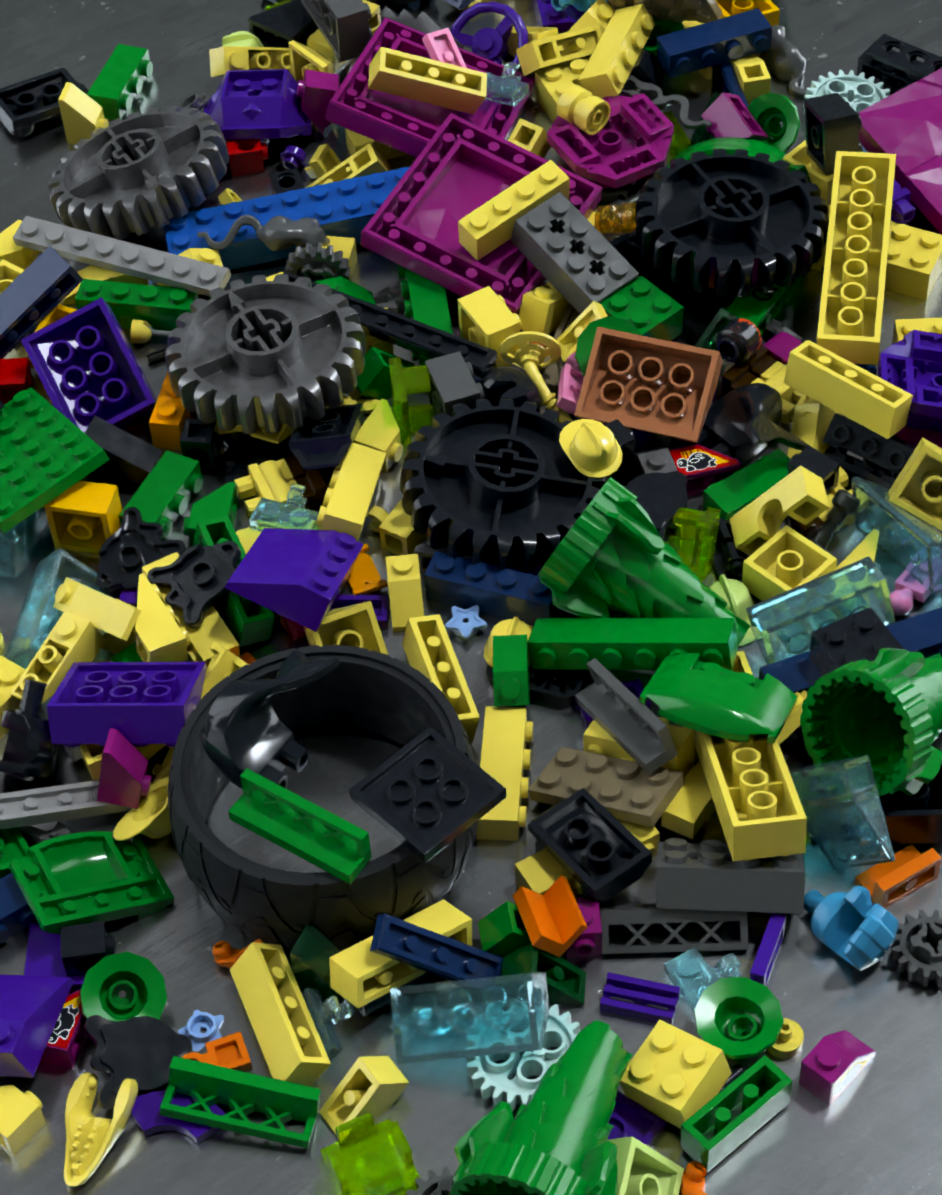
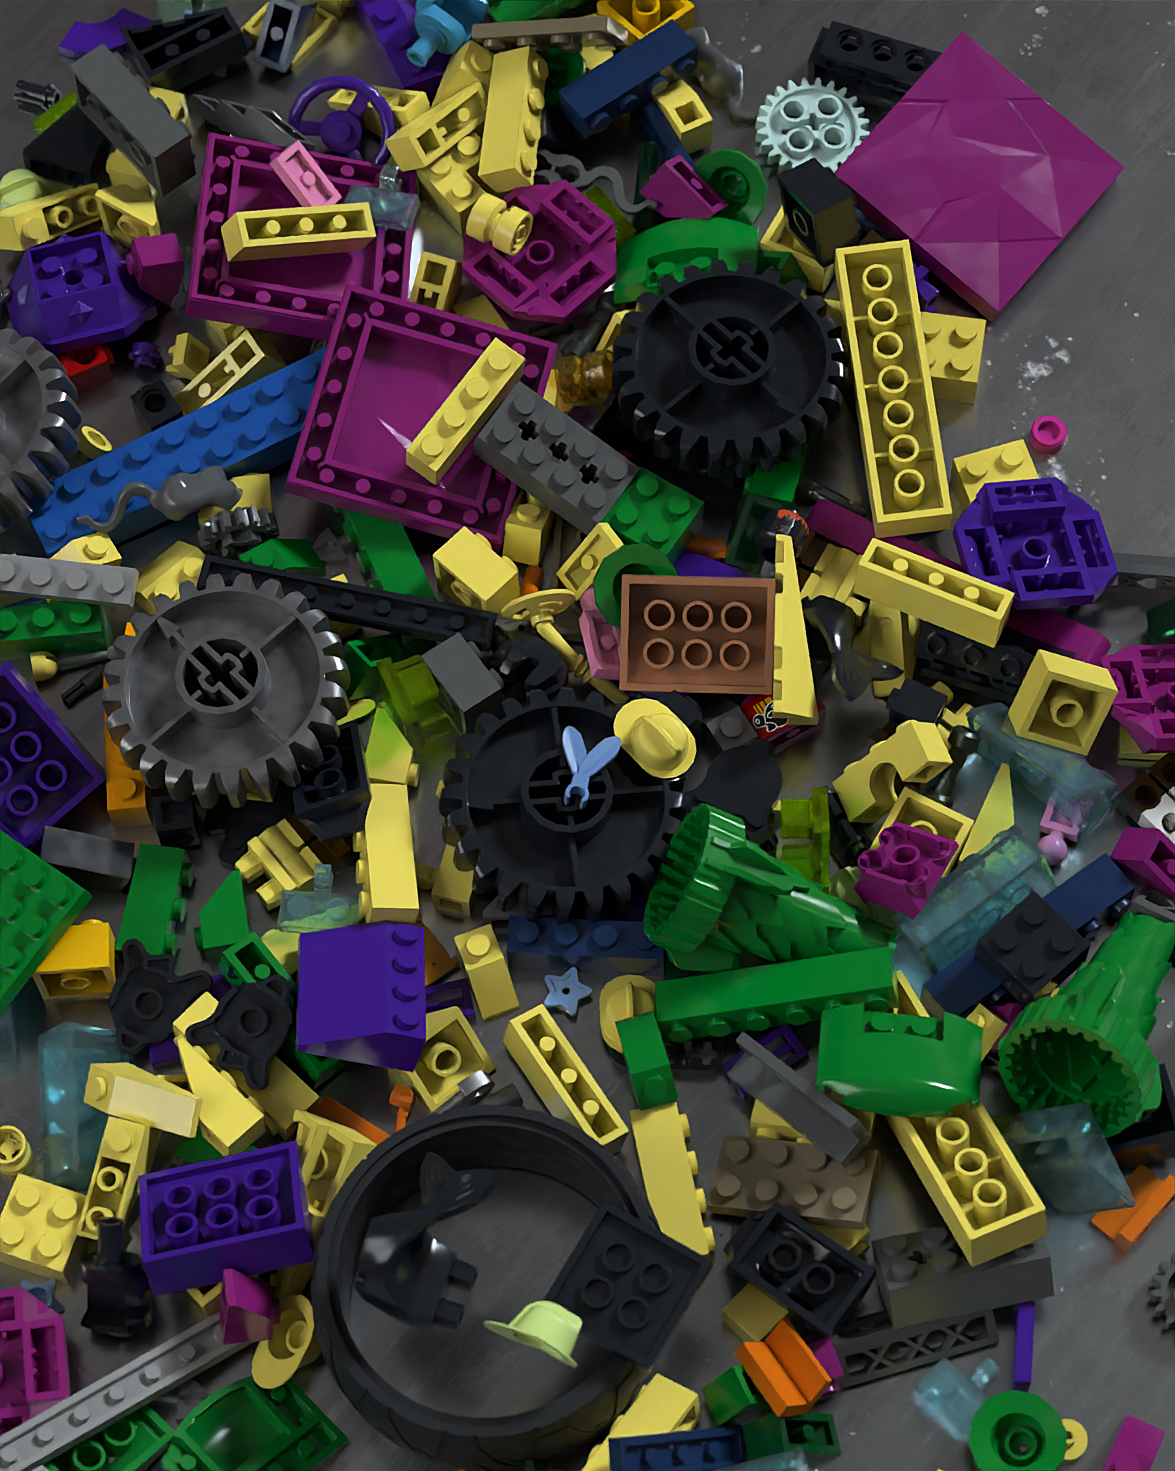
camera: 15 degrees left, 15 degrees up
(301, 827) = (498, 1367): green fence -> none
(344, 800) = (544, 1328): none -> yellowish green piece
(525, 447) = (583, 765): none -> medium blue piece
(642, 993) = (896, 1417): dark purple tile -> none
(690, 805) = (893, 1178): light yellow slope -> none
(716, 419) = (792, 672): none -> light yellow wedge
(746, 484) = (841, 736): green brick -> none
(764, 573) = (903, 868): none -> magenta slope
(852, 925) = (1107, 1293): dark azure piece -> none

